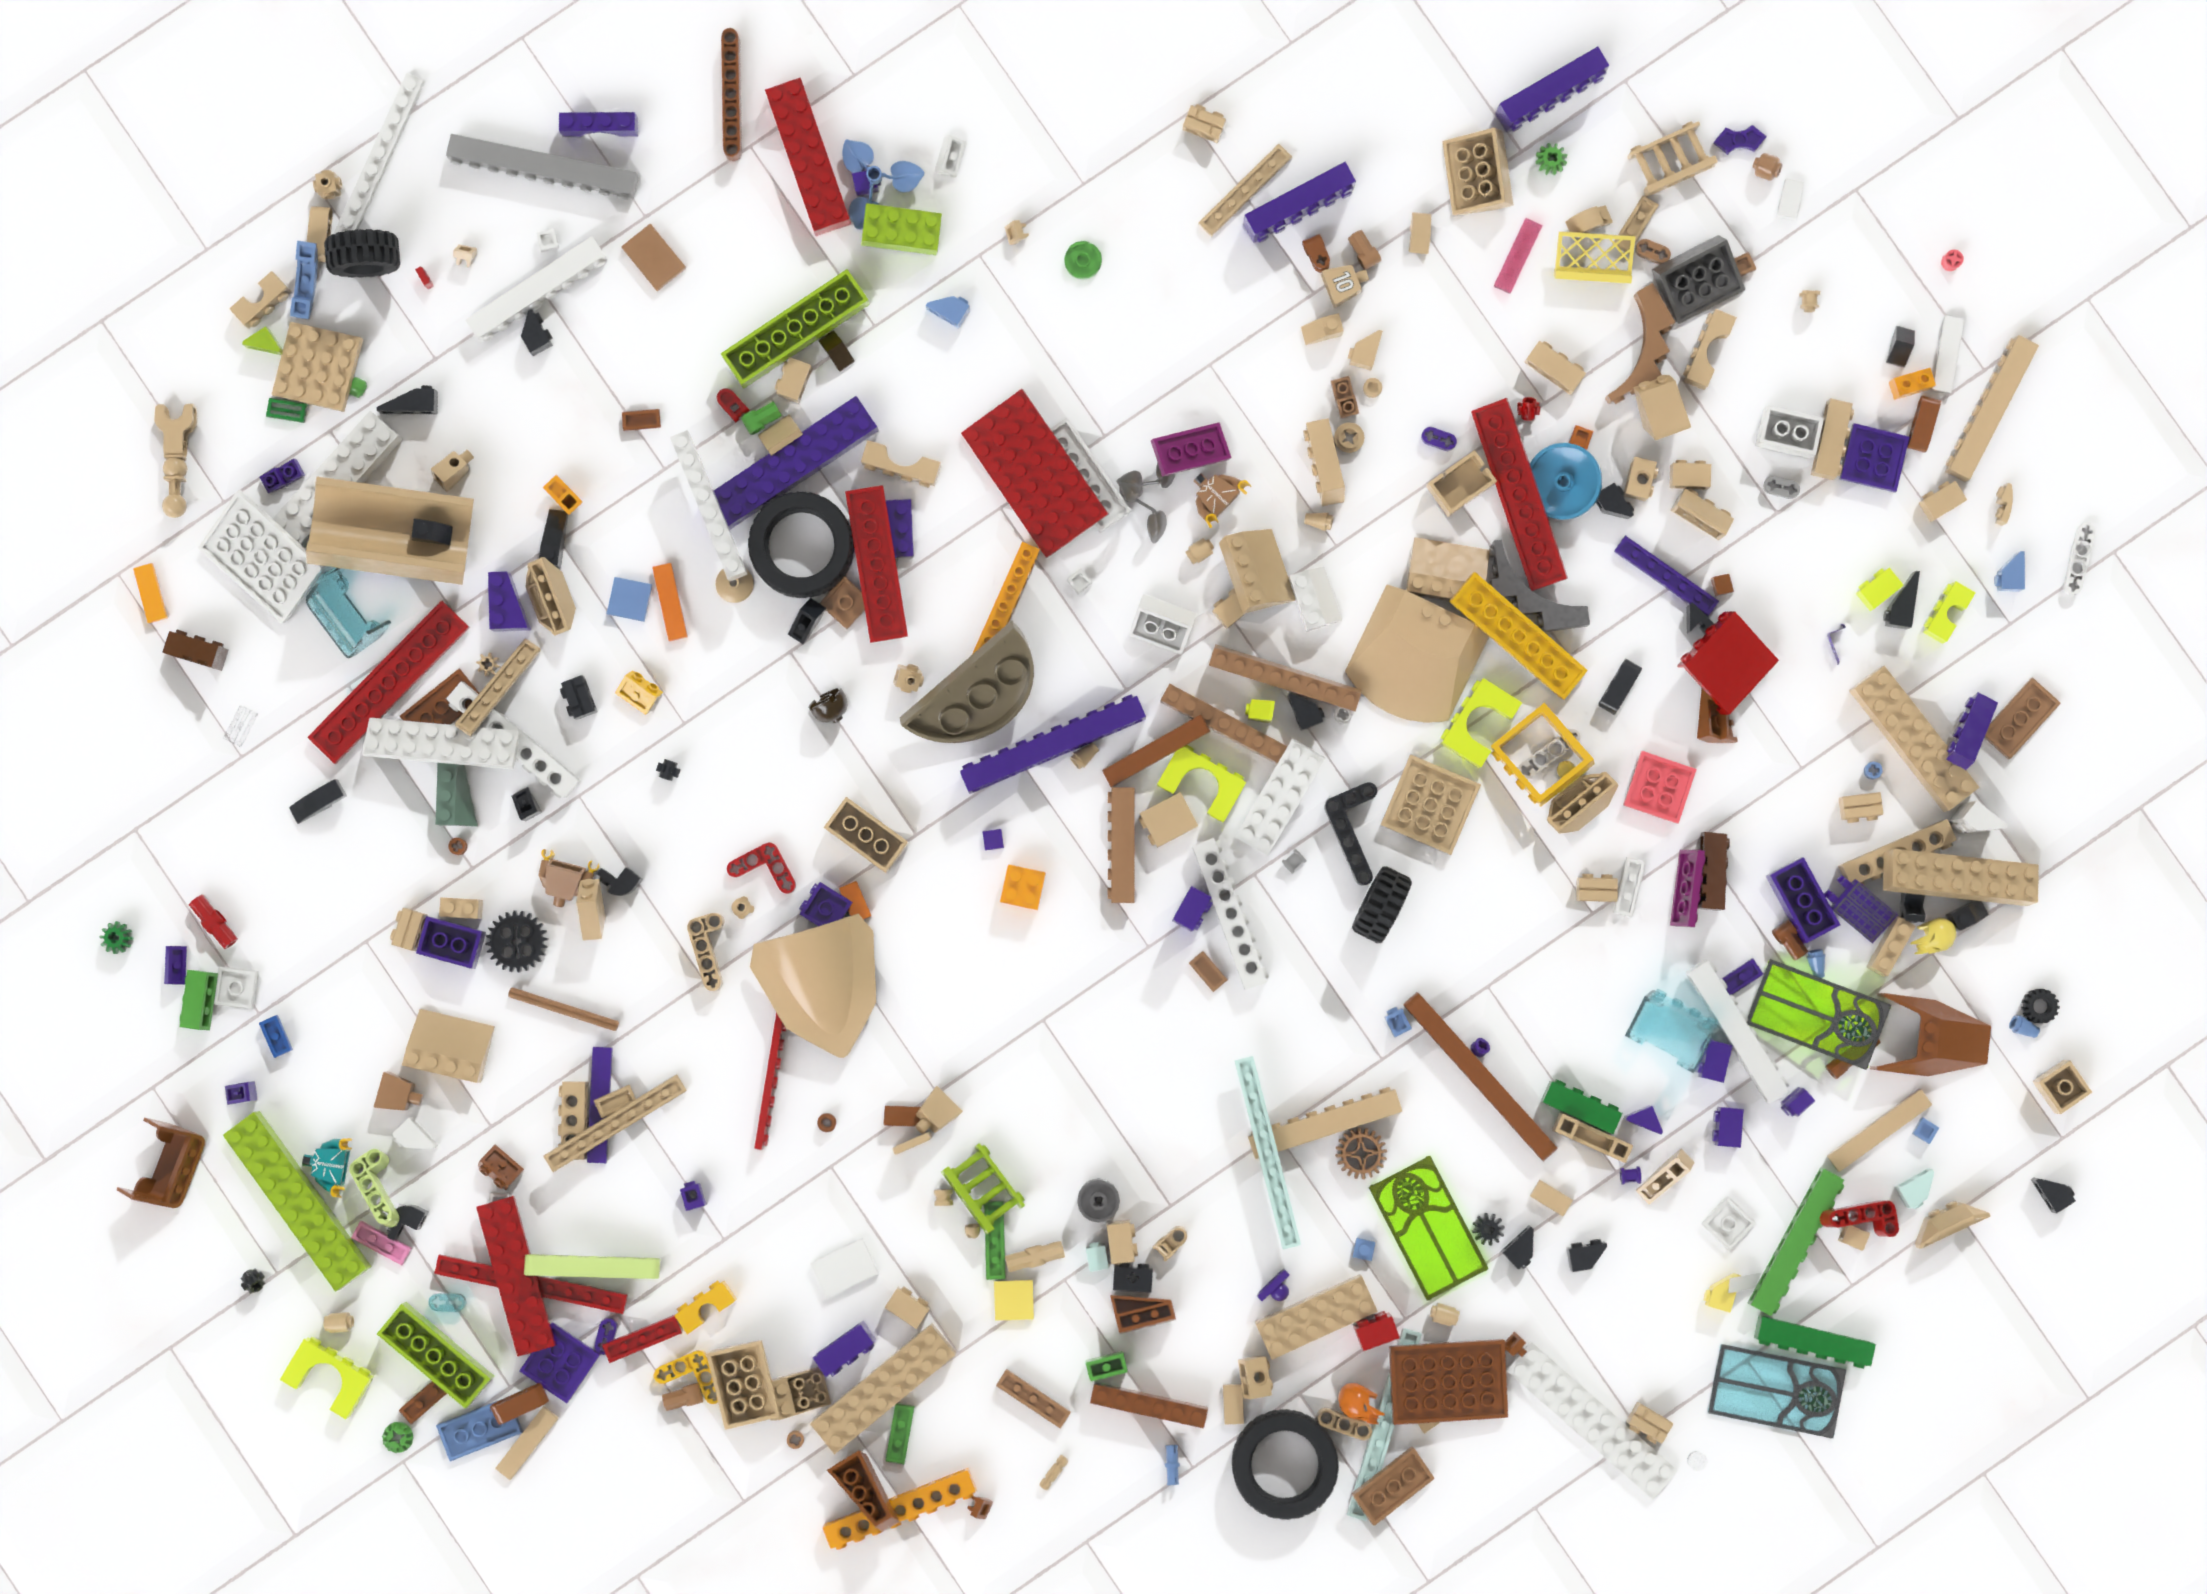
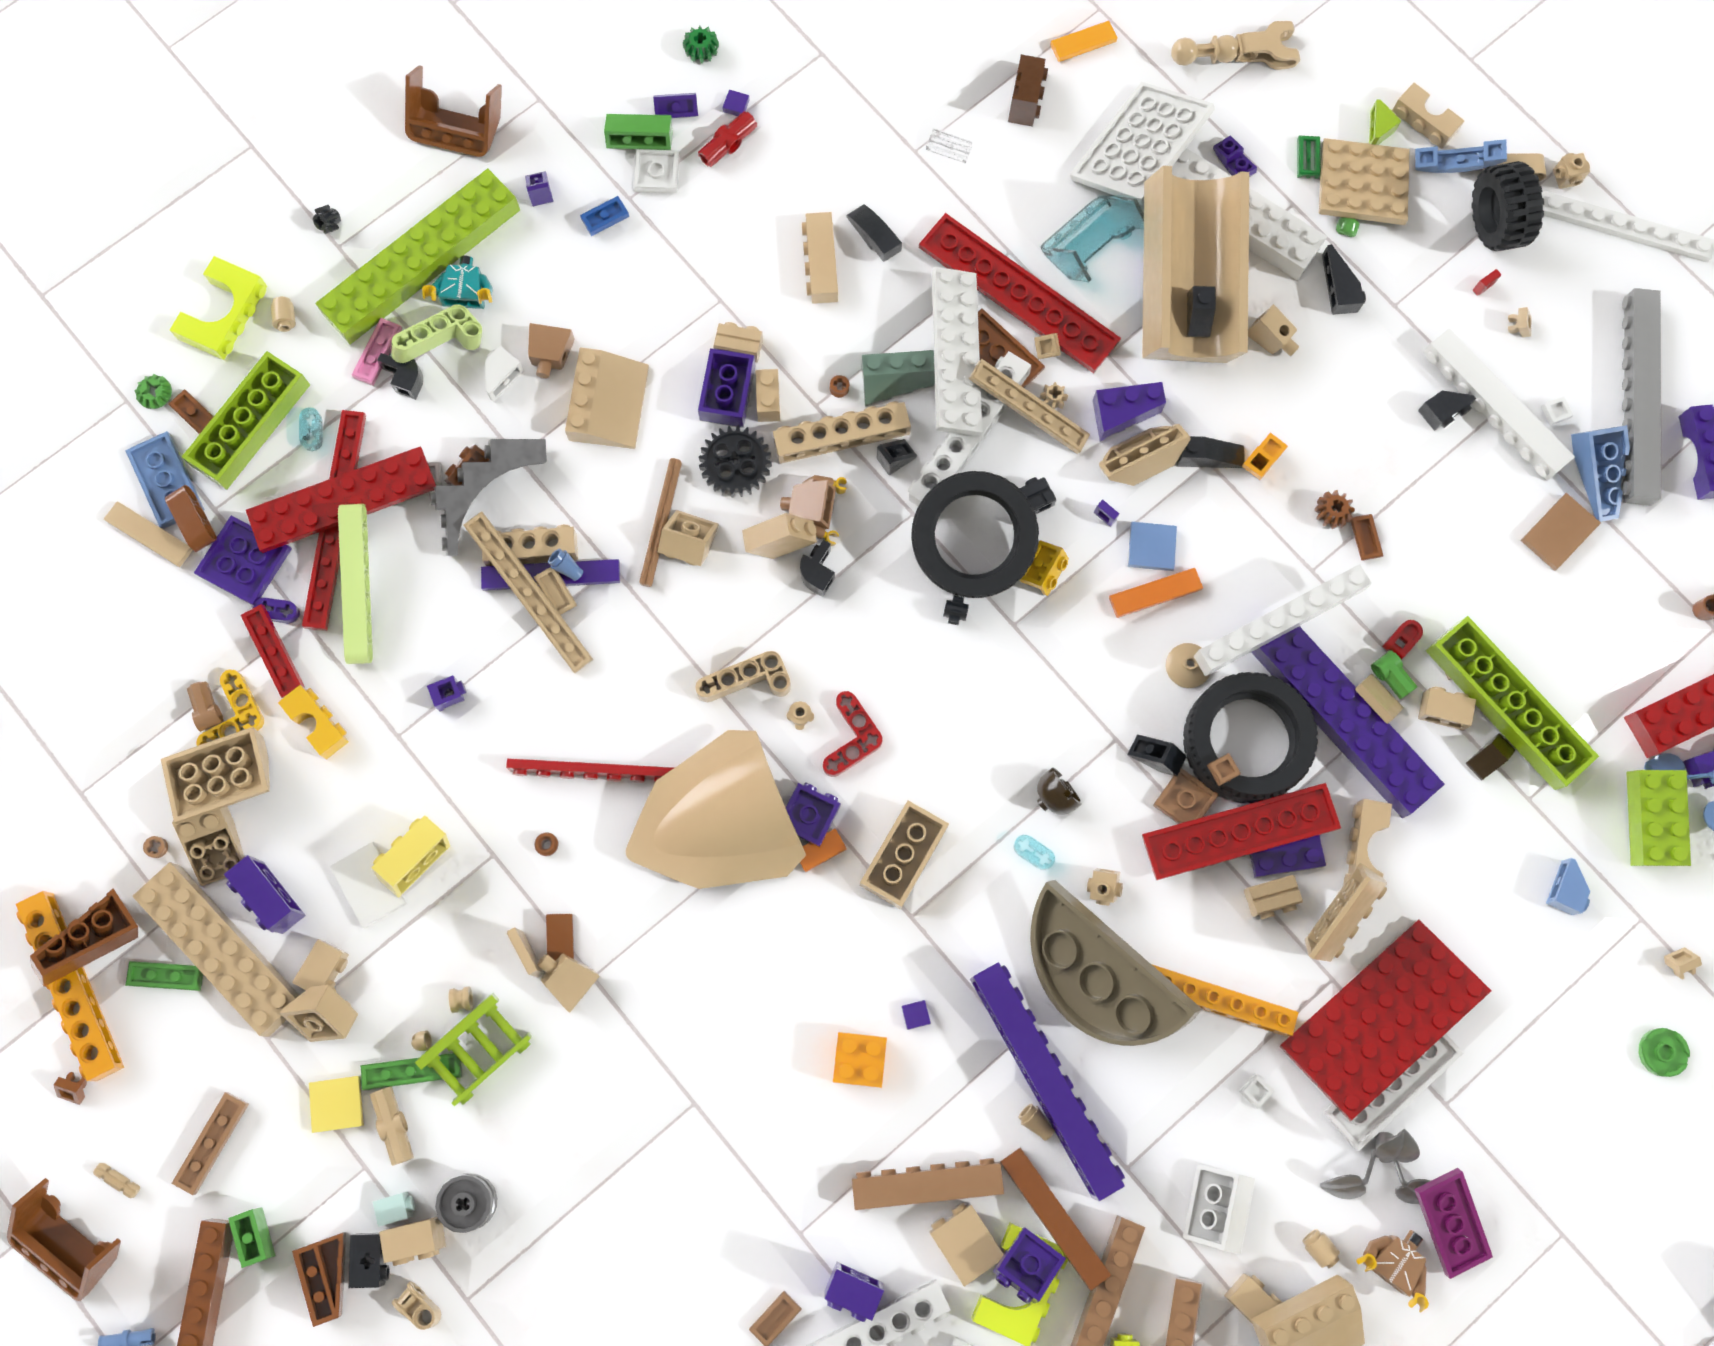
camera: 80 degrees right, 10 degrees down
(177, 911) = (735, 103): none -> dark purple tile
(337, 850) = (821, 257): none -> tan brick
(442, 664) = (1047, 346): none -> tan tile
(503, 818) = (833, 441): none -> tan brick
(510, 1161) = (455, 500): none -> flat silver arch
(580, 987) = (687, 538): none -> tan slope
(593, 1092) = (564, 564): none -> medium blue cone
(597, 634) = (1106, 513): none -> dark purple tile
(601, 213) = (1601, 466): none -> medium blue wedge
(610, 449) = (1333, 517): none -> dark orange gear
(649, 747) = (1024, 526): none -> black tyre
(825, 1229) = (410, 855): none -> light yellow brick
(826, 572) = (1224, 769): none -> medium nougat tile
(878, 733) = (1037, 847): none -> clear light blue beam
(930, 545) = (1273, 896): none -> tan brick
(943, 1307) = (320, 1014): none -> tan slope
(950, 493) = (1345, 913): none -> tan slope
(1100, 1516) = (55, 1245): none -> dark orange windscreen
(1188, 775) = (1028, 1266): none -> dark purple plate

